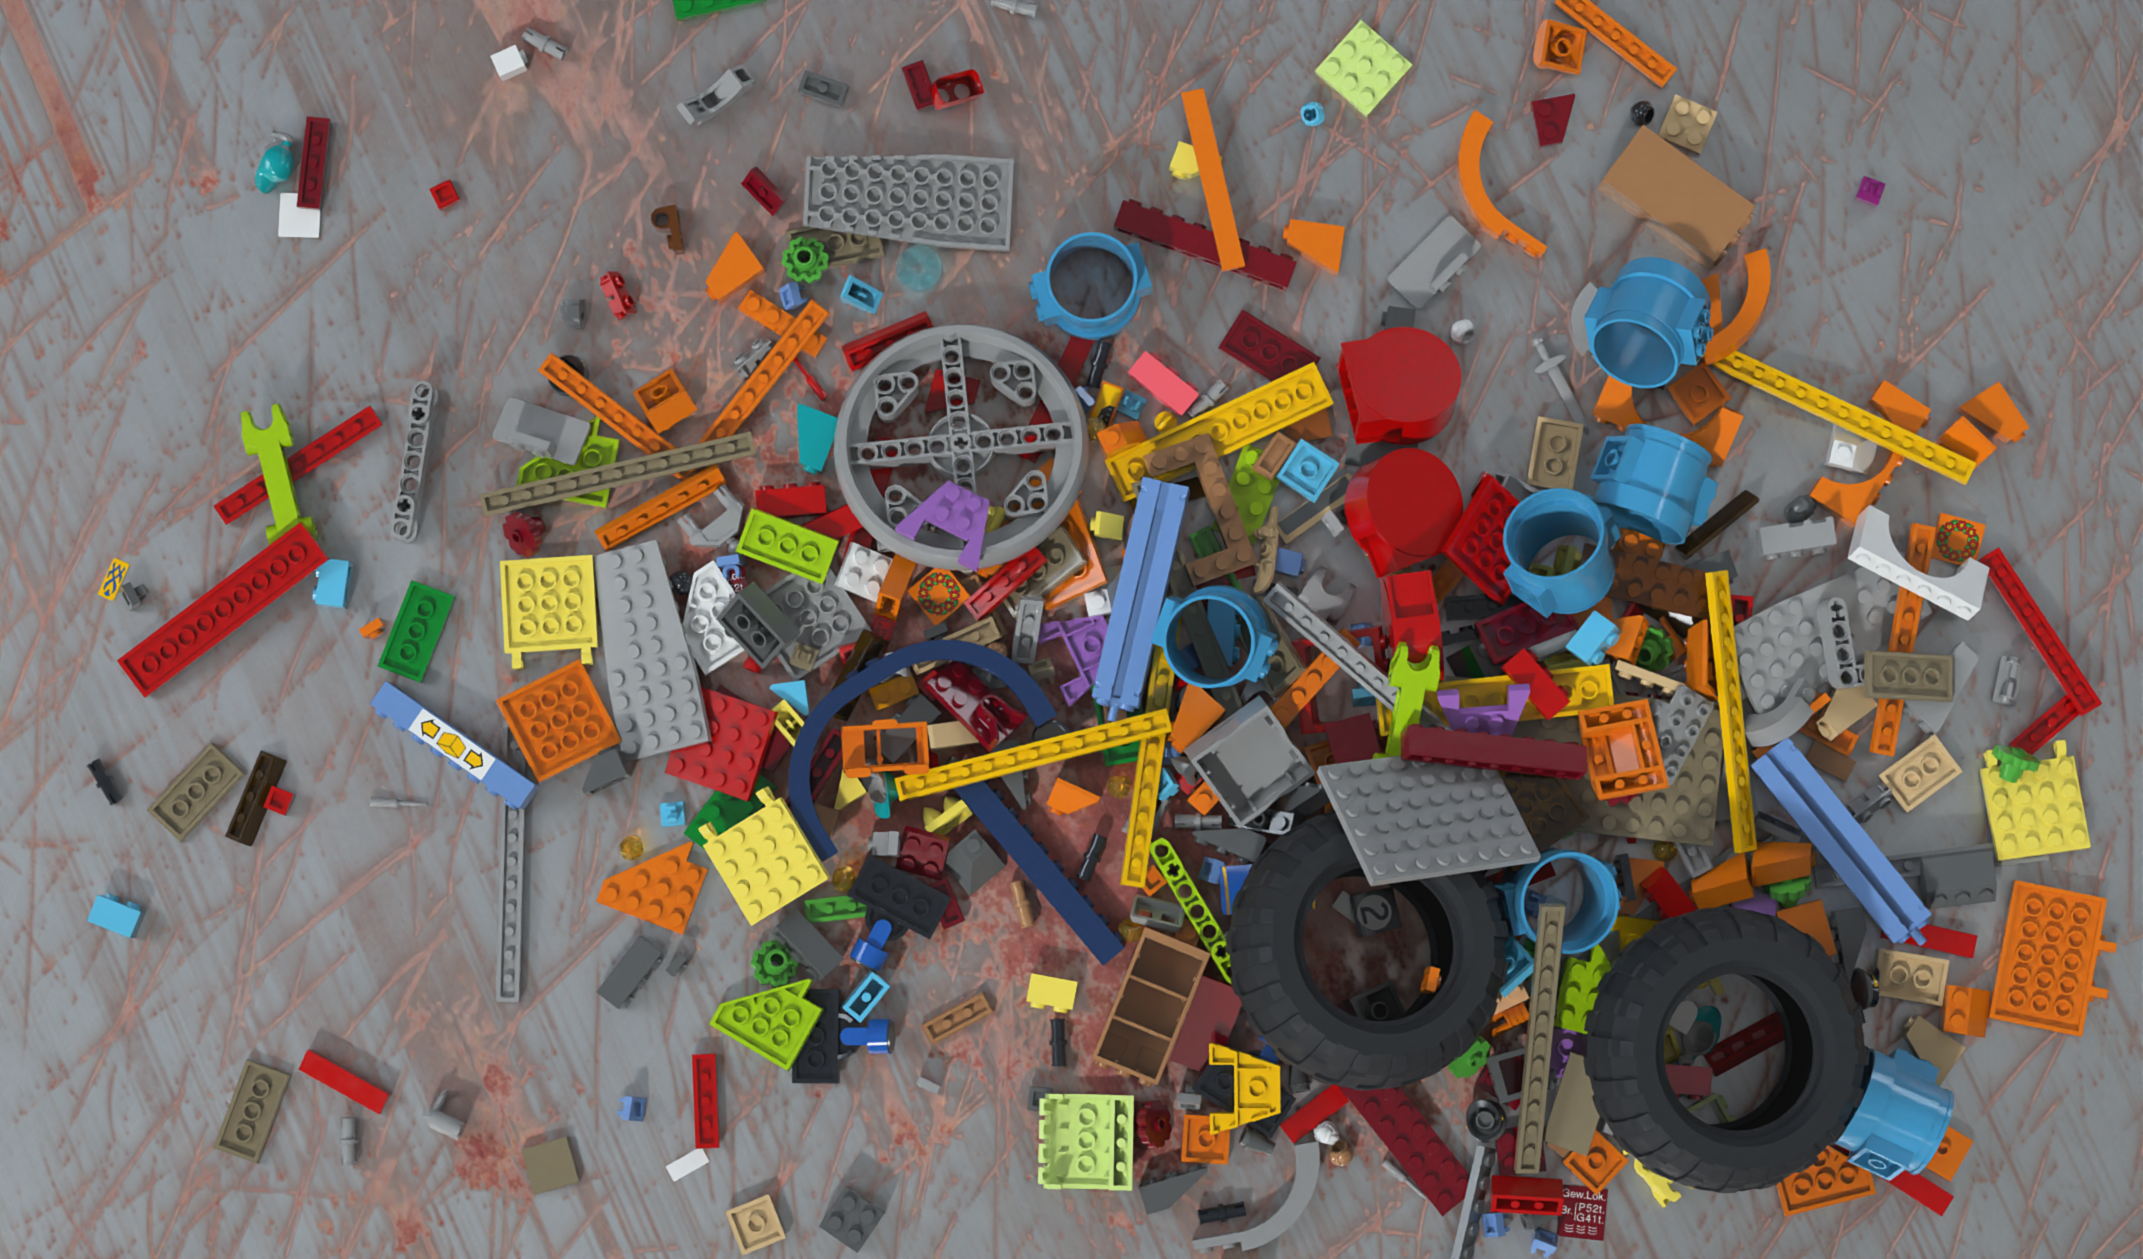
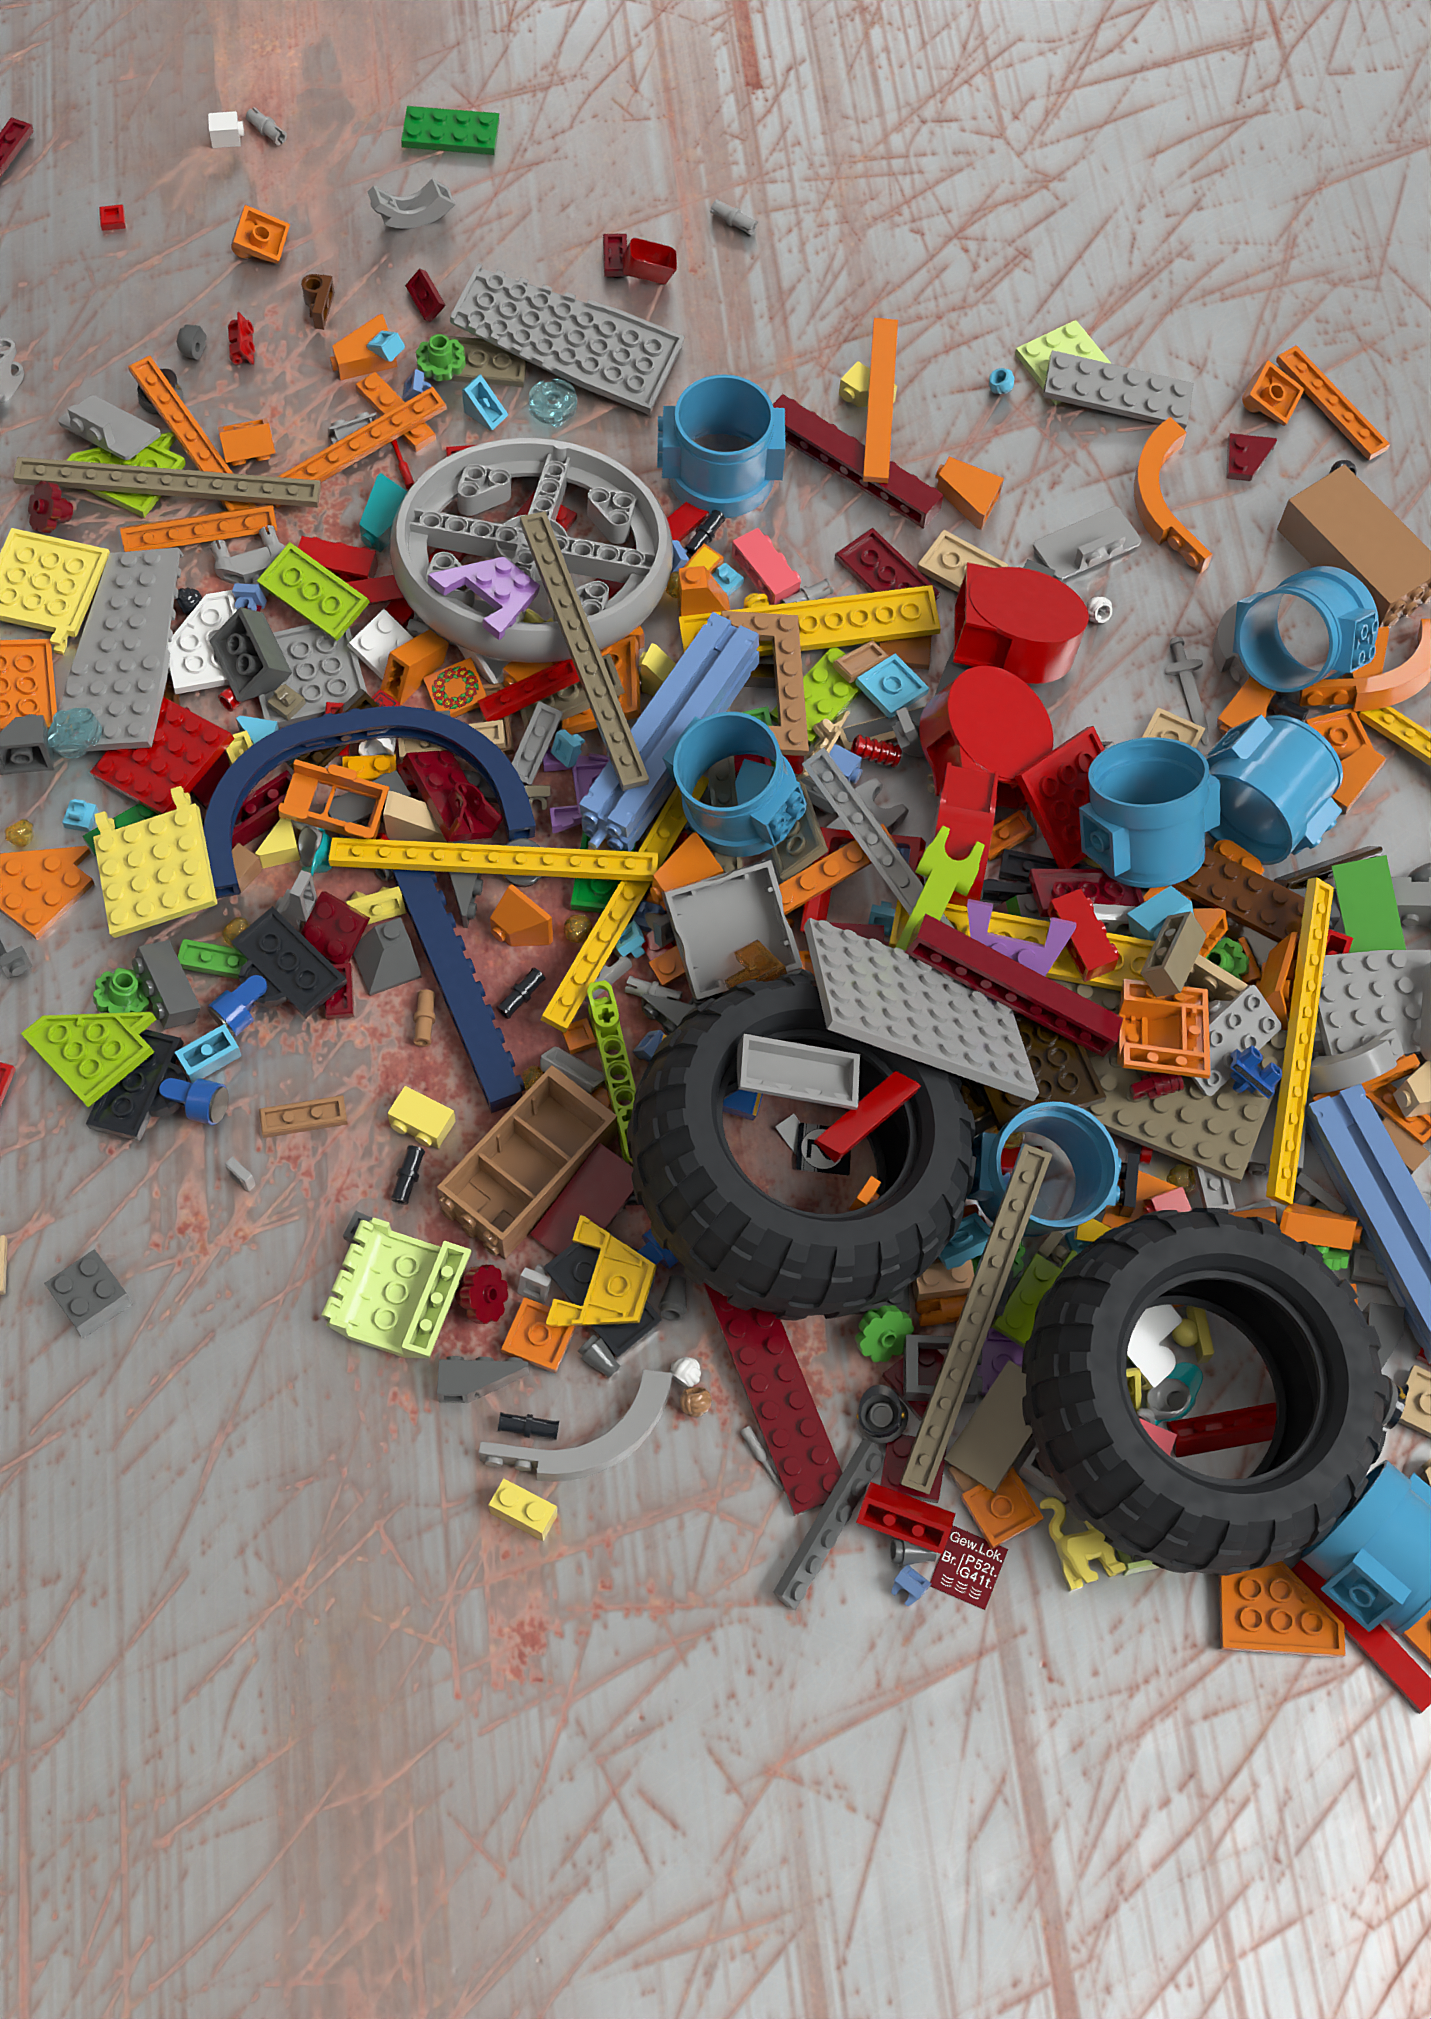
camera: 10 degrees right, 20 degrees down
(590, 176) = (259, 235): none -> orange slope
(652, 755) = (65, 723): none -> clear light blue plate
(754, 267) = (386, 345): none -> medium azure slope
(823, 88) = (519, 231): dark grey plate -> none
(1048, 556) = (584, 651): none -> dark tan plate
(1055, 625) = (567, 747): none -> medium azure tile
(1284, 792) = (757, 964): none -> clear orange tile
(1311, 539) = (876, 750): none -> red piece
(1314, 1113) = (684, 1343): red tile -> none
(1331, 323) = (948, 560): none -> tan plate
(1356, 919) = (798, 1071): none -> light grey slope
(1417, 932) = (870, 1114): none -> red slope
(1420, 89) = (1117, 389): none -> light grey plate
(1494, 1224) = (855, 1543): medium blue tile -> none
(1613, 682) = (1173, 954): none -> dark tan brick
(1687, 124) = (1394, 492): tan plate -> none
(1699, 760) = (1250, 1076): none -> blue hips
(1760, 563) = (1368, 905): none -> bright green tile

